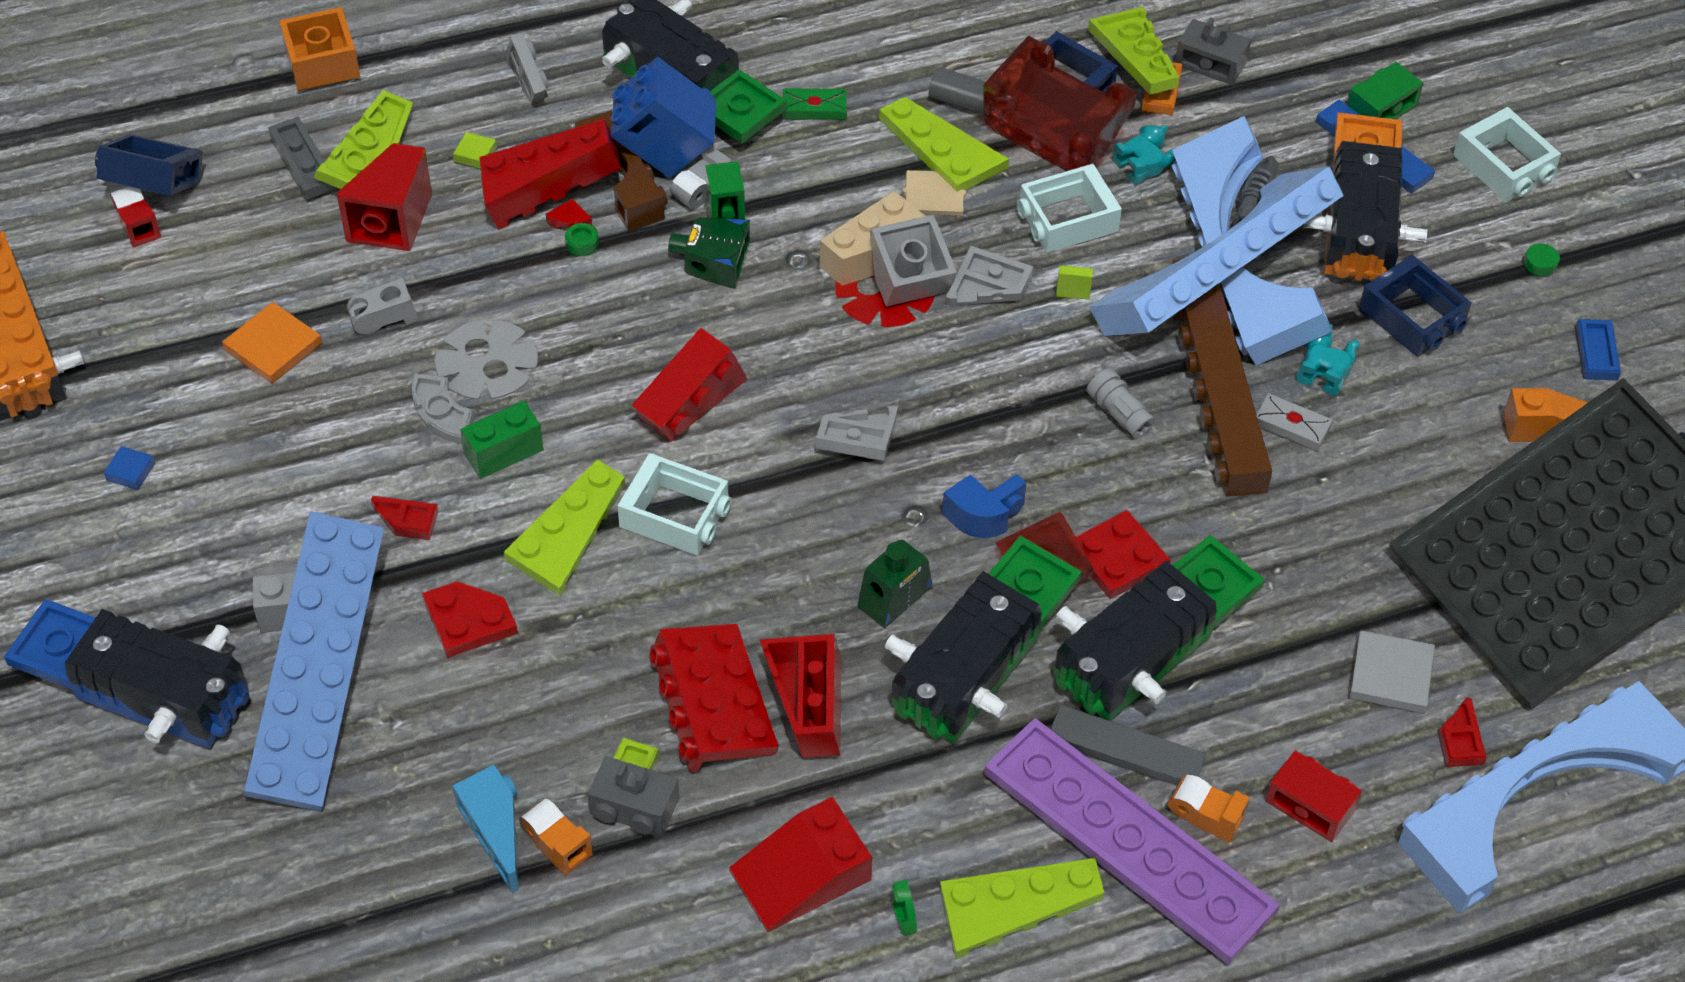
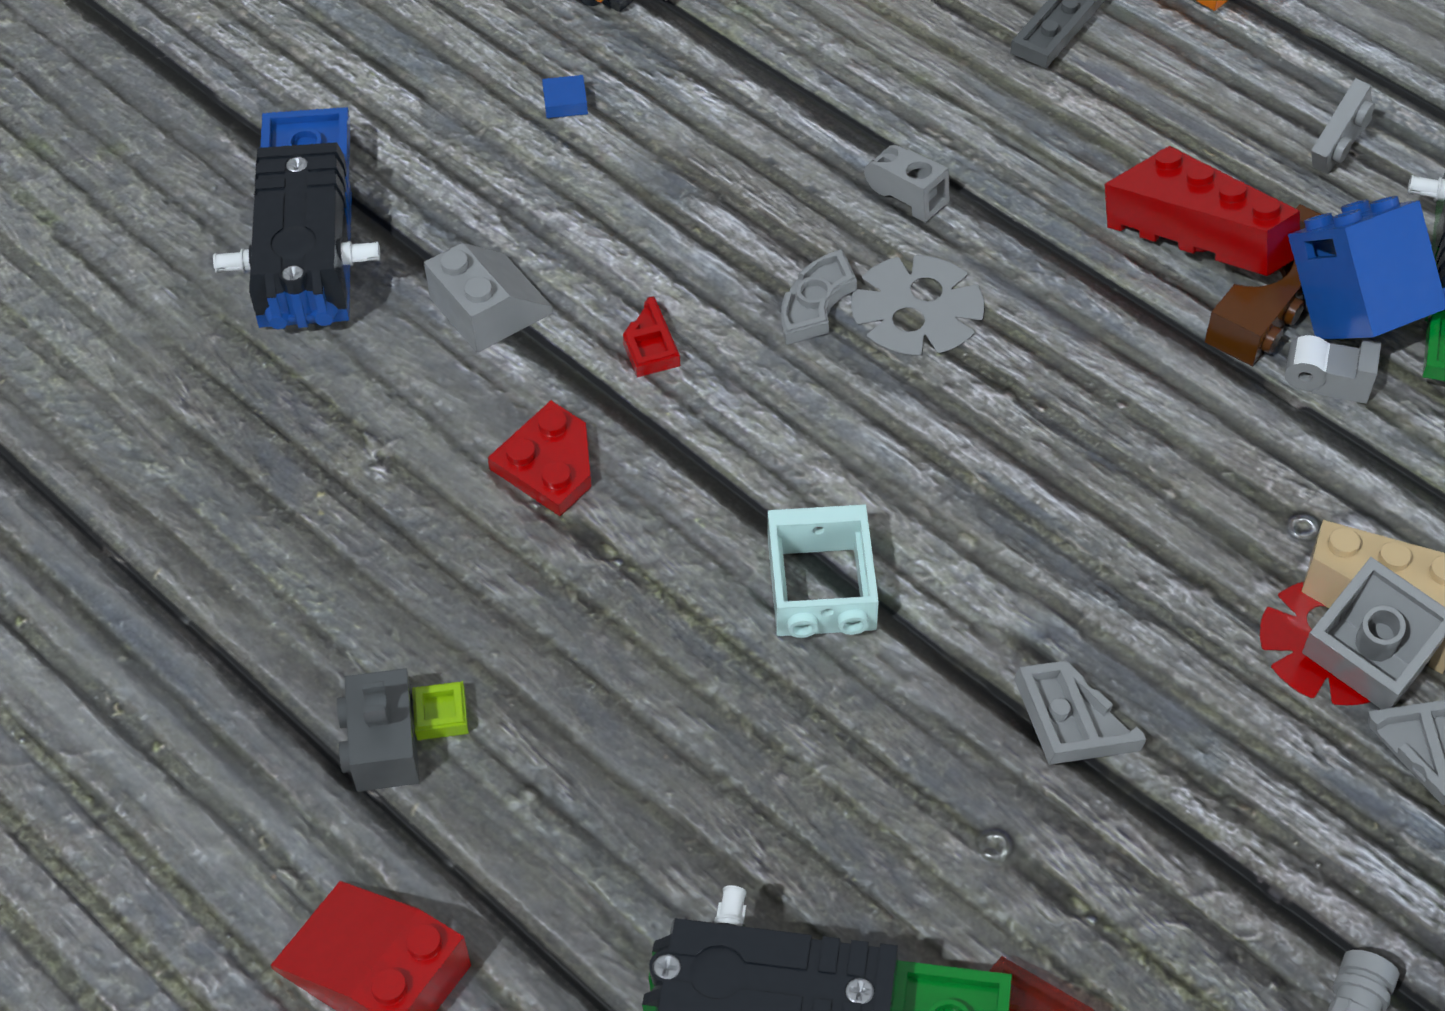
camera: 65 degrees right, 0 degrees up
(272, 342) = (800, 121): orange tile -> none
(314, 662) = (389, 344): medium blue plate -> none
(366, 140) = (1103, 64): lime wing -> none
(387, 199) = (1051, 104): red slope -> none
(472, 147) = (1201, 145): lime tile -> none
(490, 812) = (278, 612): dark azure slope -> none
(502, 439) = (800, 365): green brick -> none
(556, 836) = (291, 681): orange leg -> none
(559, 536) = (708, 485): lime wing -> none
(567, 215) = (1174, 275): red tile -> none
(582, 239) = (1152, 303): green tile -> none
(689, 386) = (1004, 501): red wedge -> none
(711, 694) = (572, 744): red bracket -> none
(714, 249) = (1237, 430): dark green torso -> none
(725, 191) = (1307, 397): green brick -> none
(810, 689) = (621, 843): red wedge -> none
(894, 582) = (855, 861): dark green torso -> none
(983, 512) = (1043, 921): blue brick -> none

